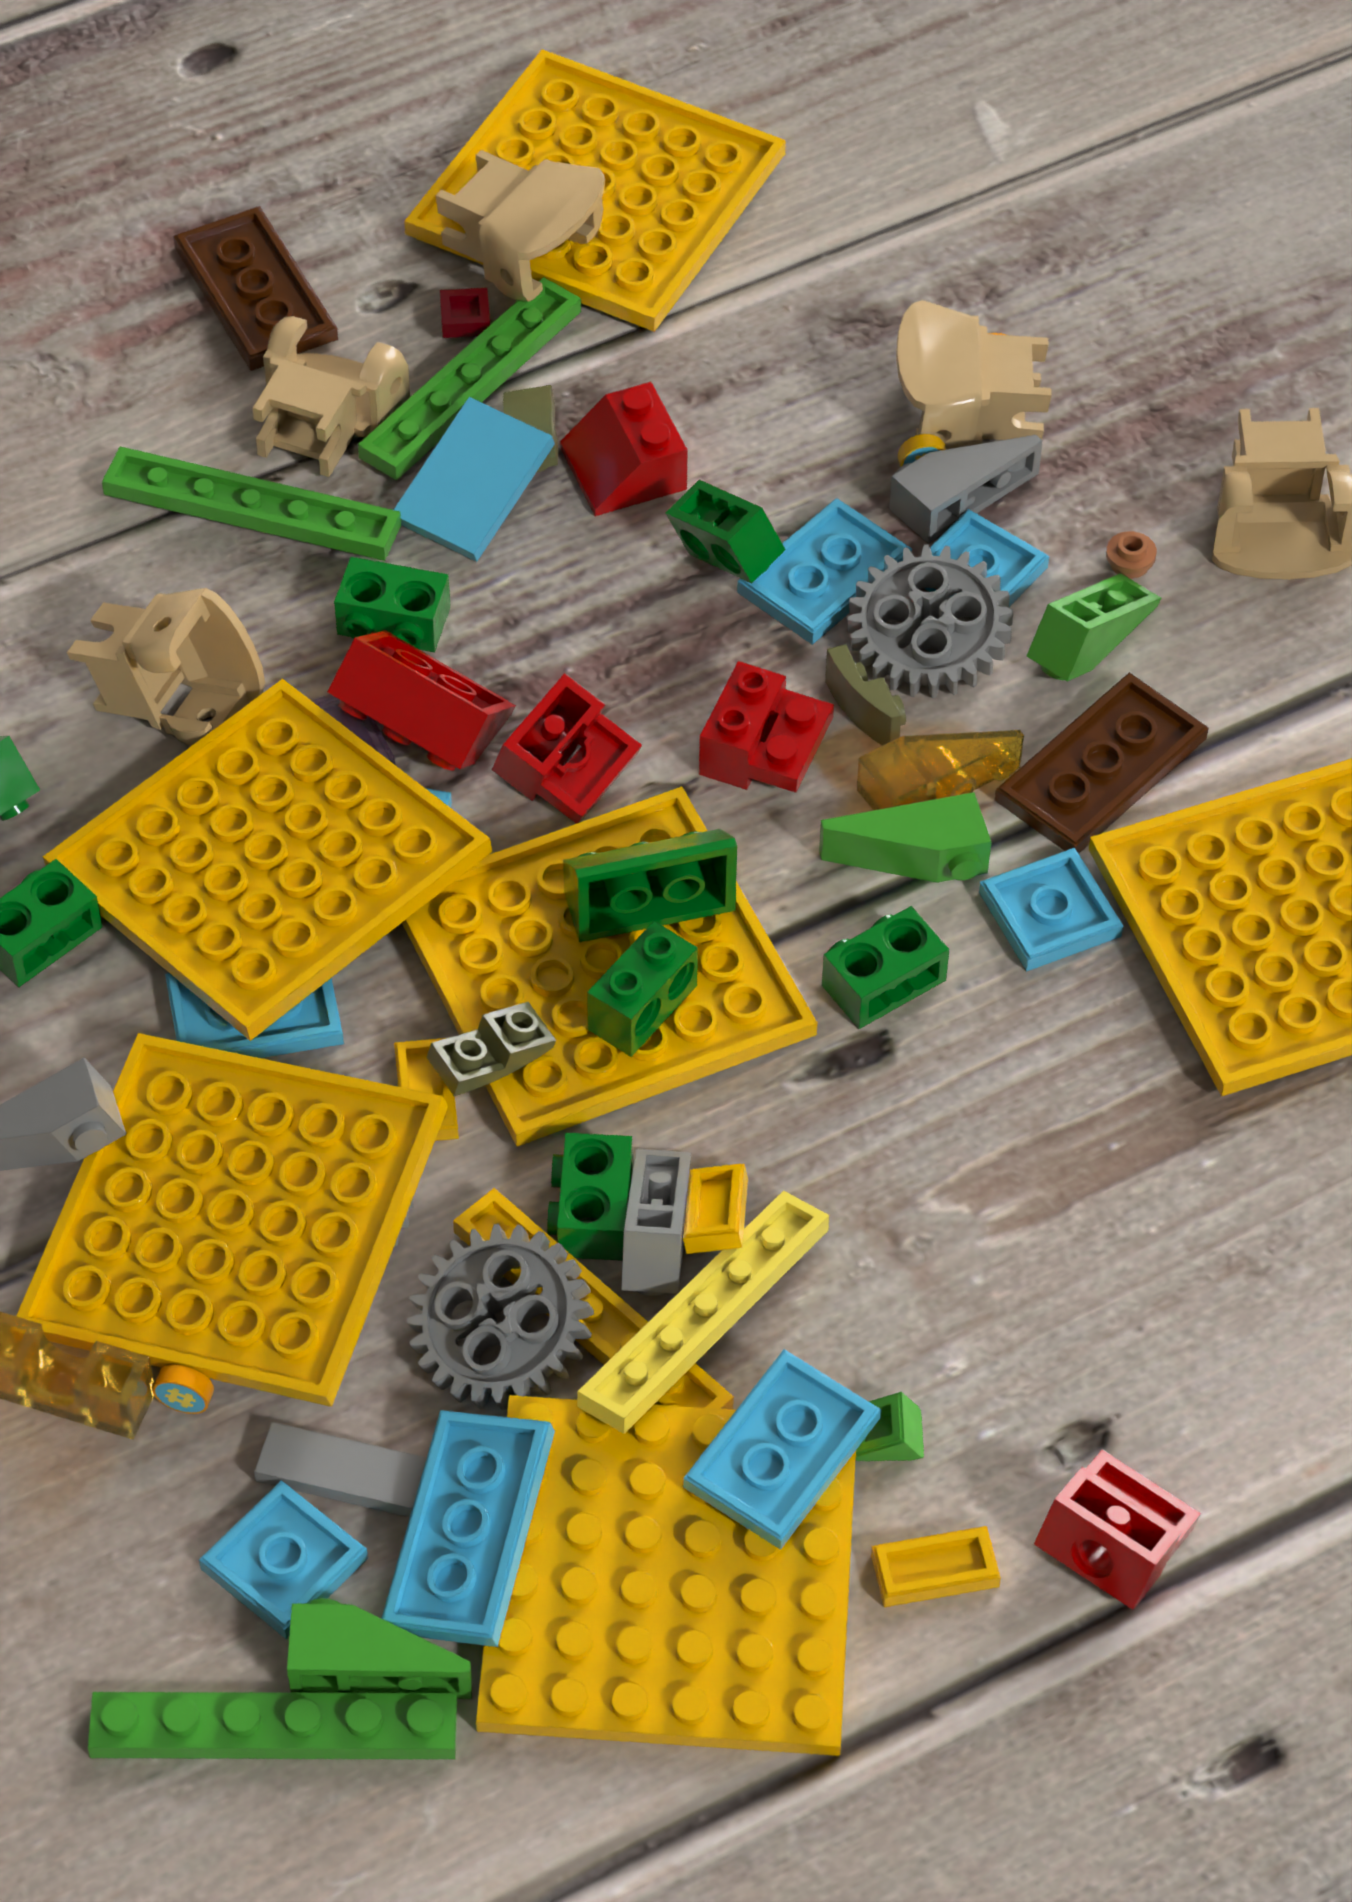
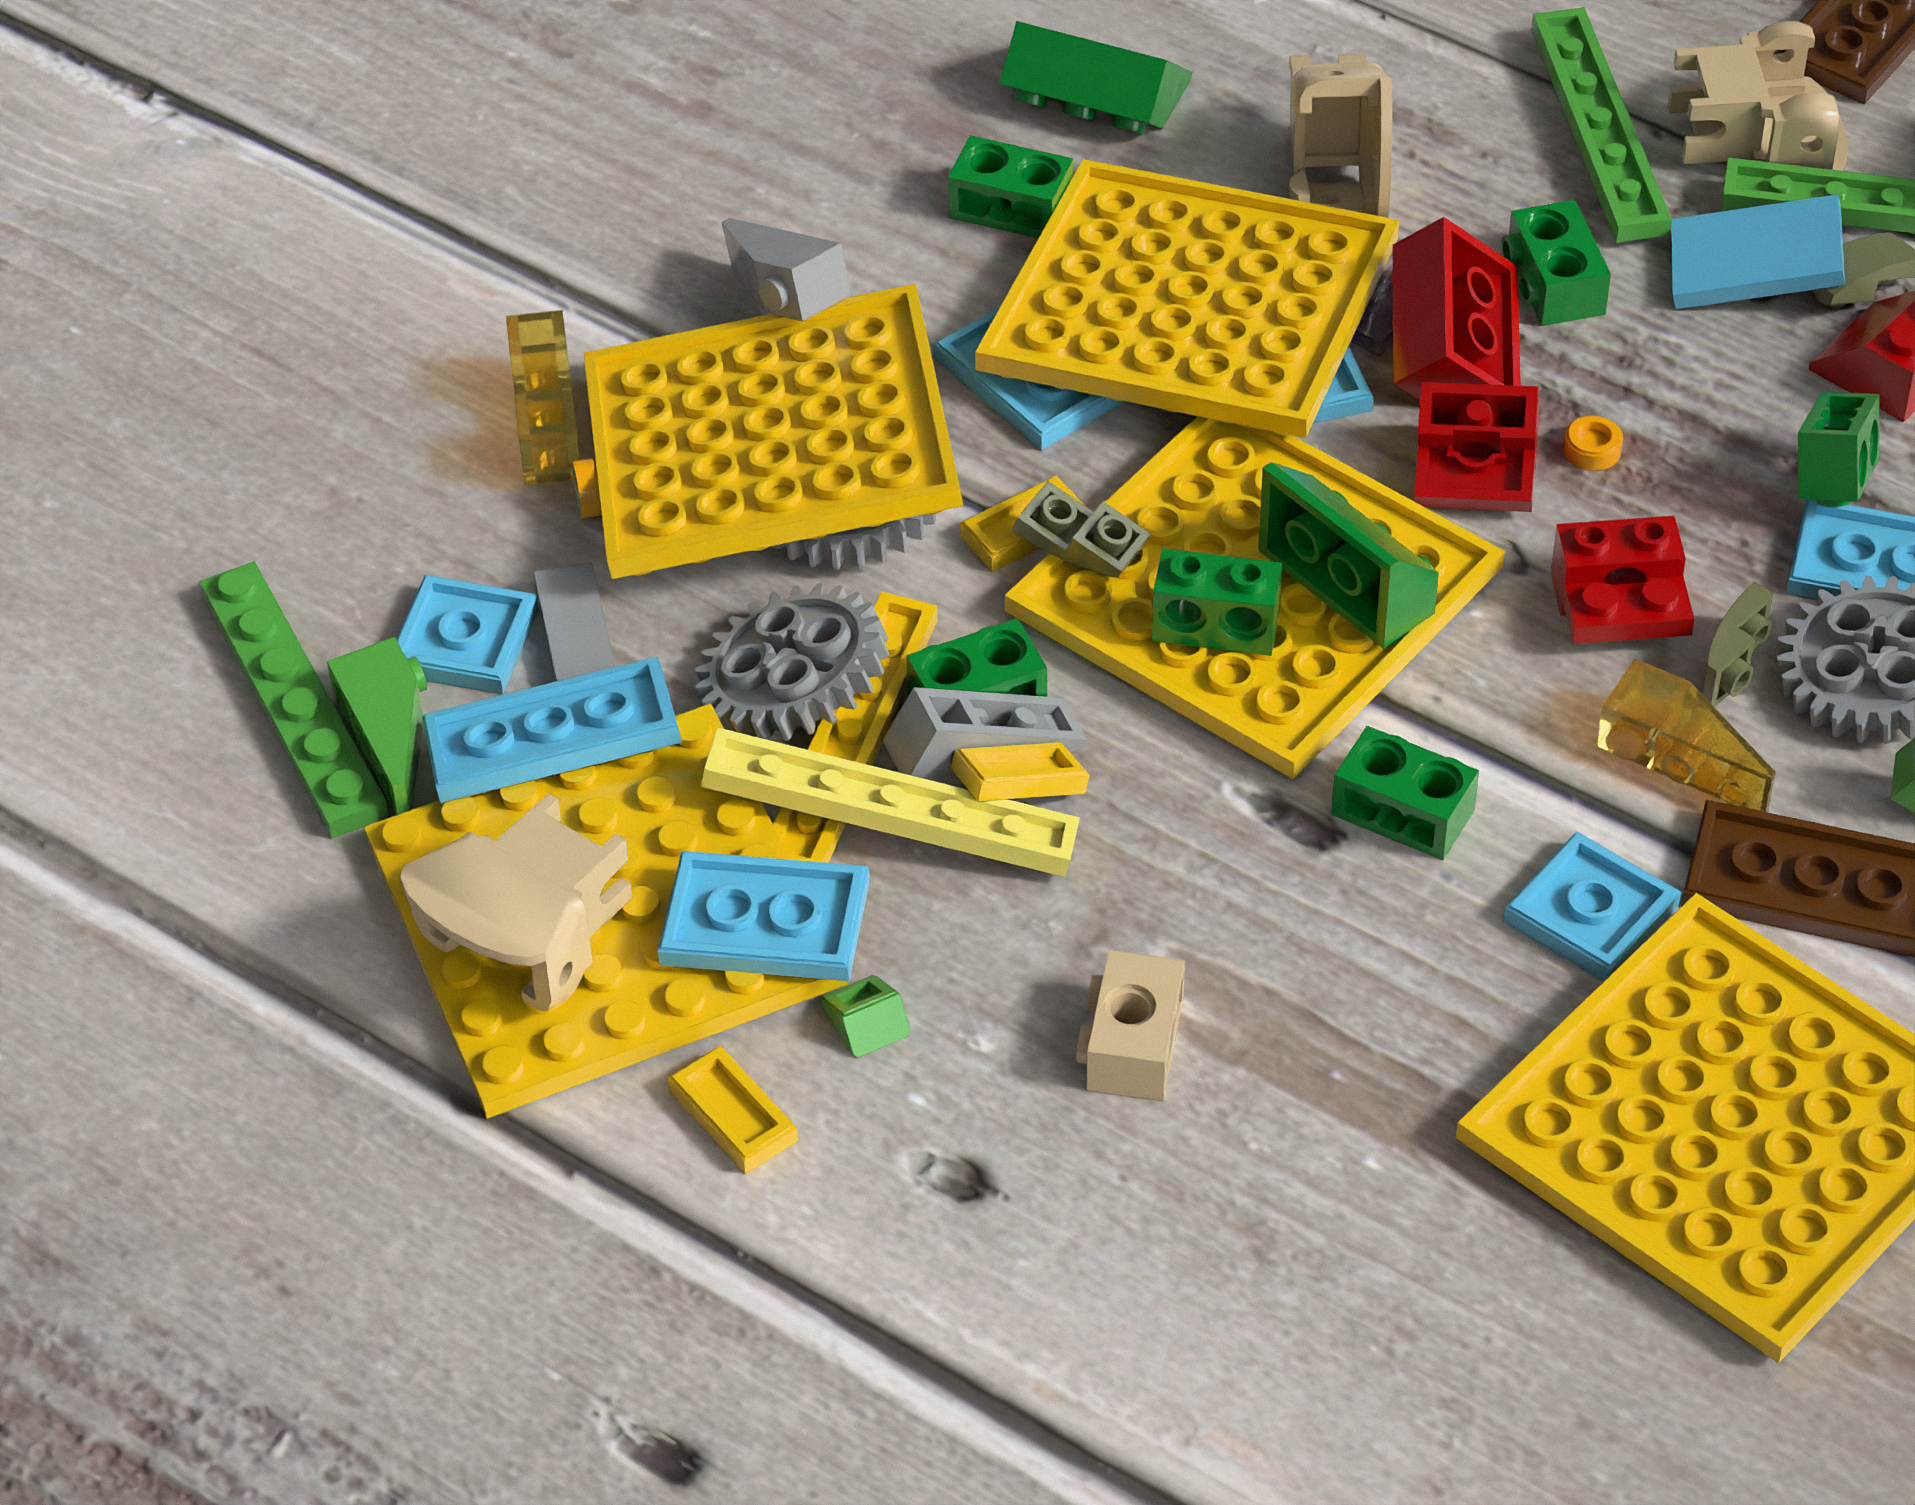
camera: 65 degrees right, 5 degrees down
(594, 675) = (1593, 443): none -> light orange tile
(695, 1612) = (521, 898): none -> tan piece
(915, 840) = (1591, 764): bright green slope -> none
(1005, 1221) = (1133, 1025): none -> tan brick
(1115, 1528) = (819, 1239): red brick -> none

